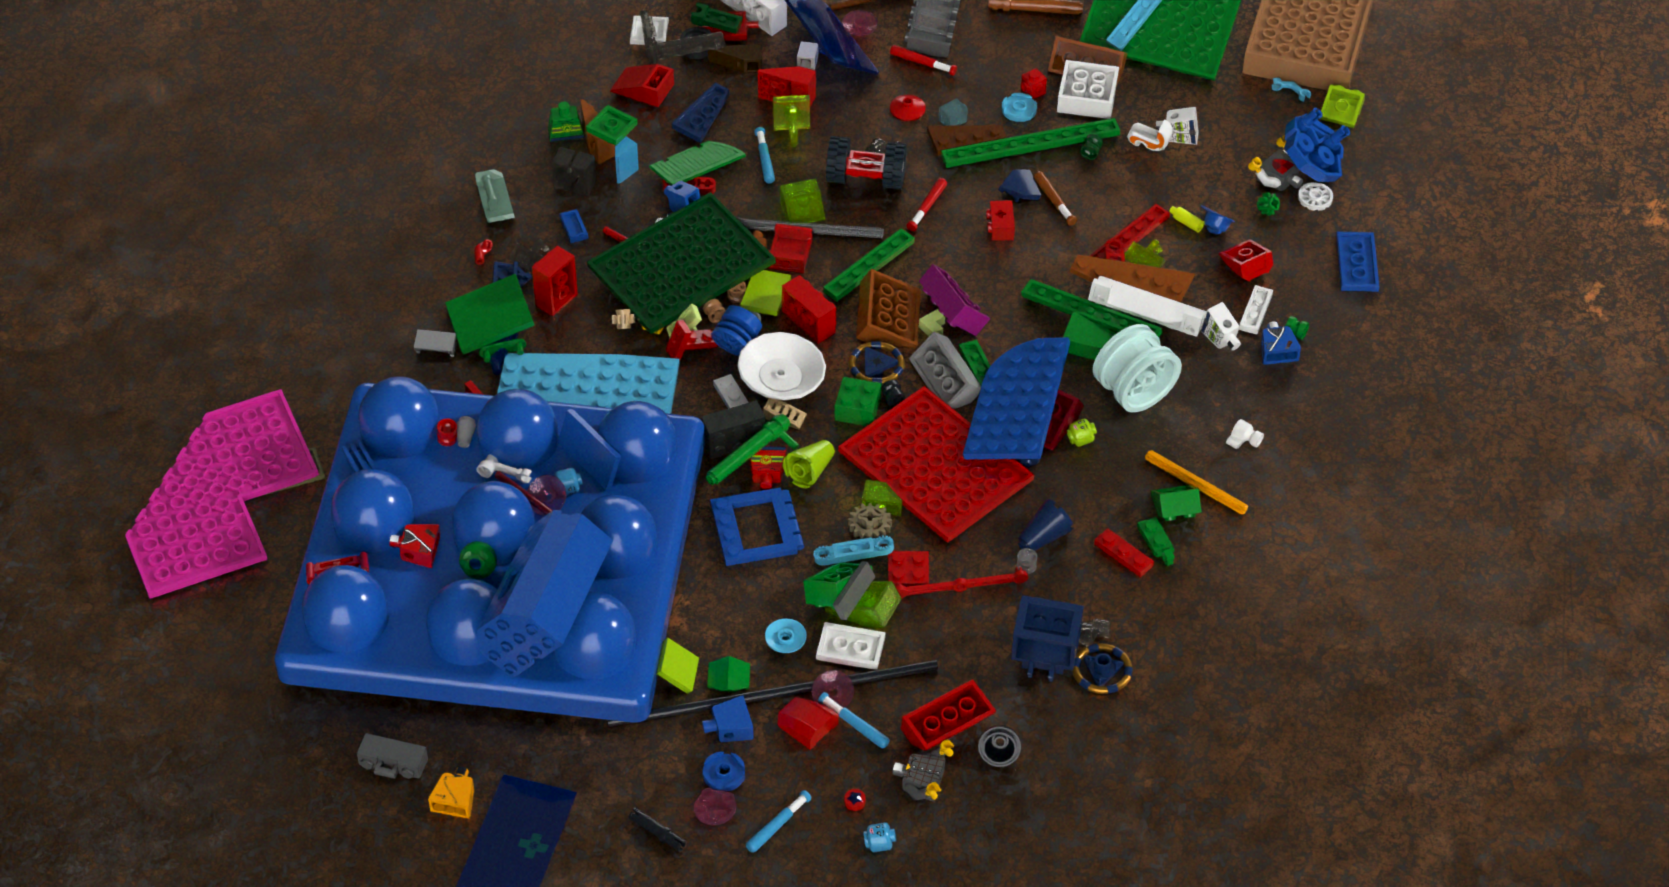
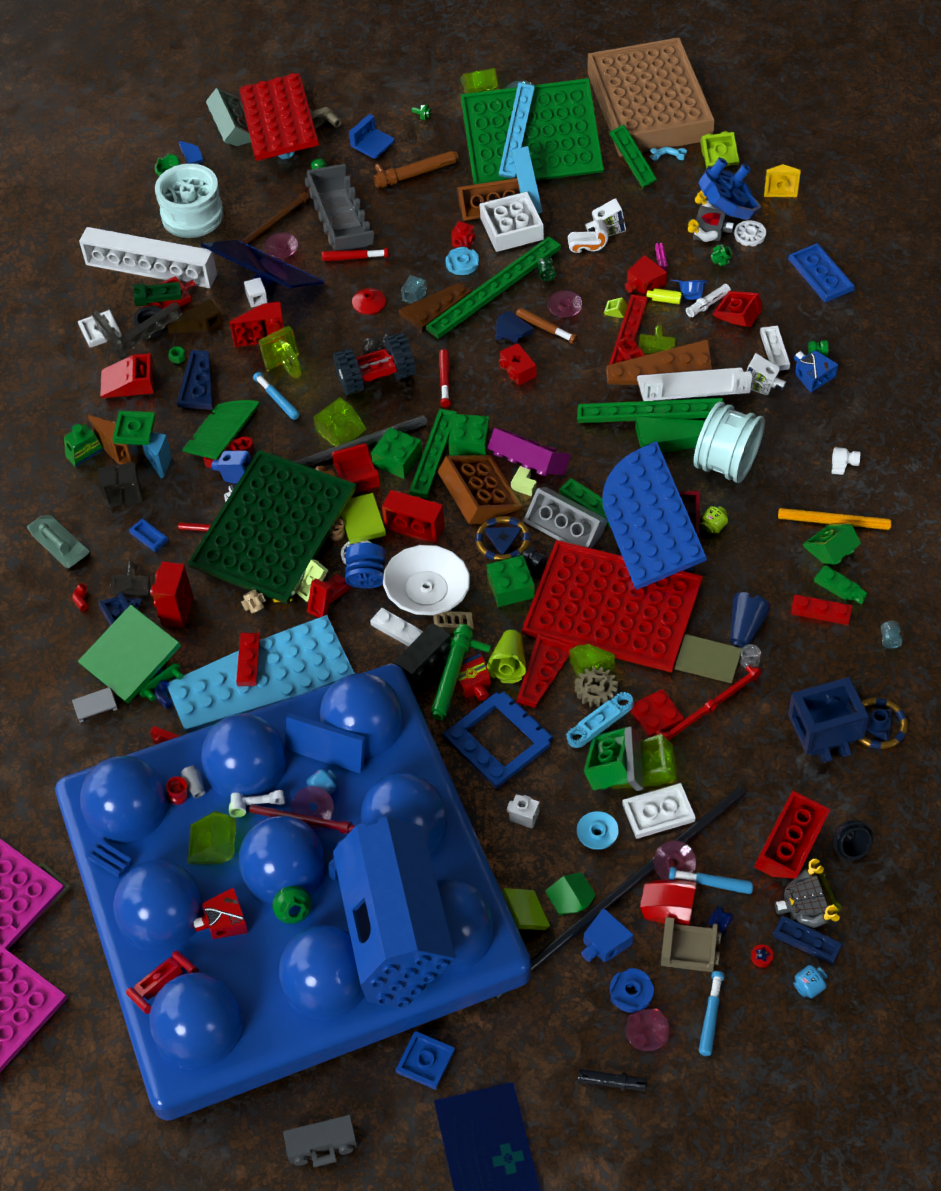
camera: 25 degrees left, 5 degrees up
(449, 482) = (212, 839): none -> clear neon green slope
(453, 794) = (404, 1147): light orange torso -> none
(516, 740) = (425, 1060): none -> blue plate
(585, 363) = (248, 659): none -> red plate
(700, 82) = (177, 355): none -> green tile
(714, 310) = (329, 556): medium nougat wheel -> none
(734, 591) = (523, 810): none -> white brick
(796, 761) = (690, 946): none -> dark tan panel
(834, 249) = (396, 452): none -> green brick
(837, 485) = (543, 667): none -> red wing
(839, 754) = (721, 918): none -> clear blue wheel
(902, 805) = (807, 940): none -> dark blue plate
(909, 262) = (469, 435): none -> green brick
(950, 794) = (822, 876): none -> clear neon green hinge
(988, 546) = (708, 658): none -> olive tile
(1085, 185) = (564, 303): none -> clear pink dish
(1126, 54) = (526, 176): none -> medium azure tile
(1133, 209) = (616, 308): none -> lime slope
(1171, 599) = (891, 636): none -> clear light blue wheel
(1180, 192) = (645, 276): none -> red torso
(1211, 181) = (661, 255): none -> dark pink axle
(1224, 240) = (703, 303): none -> white pin
(1248, 76) = (633, 156): none -> green tile
(1377, 159) = (782, 181): none -> yellow slope

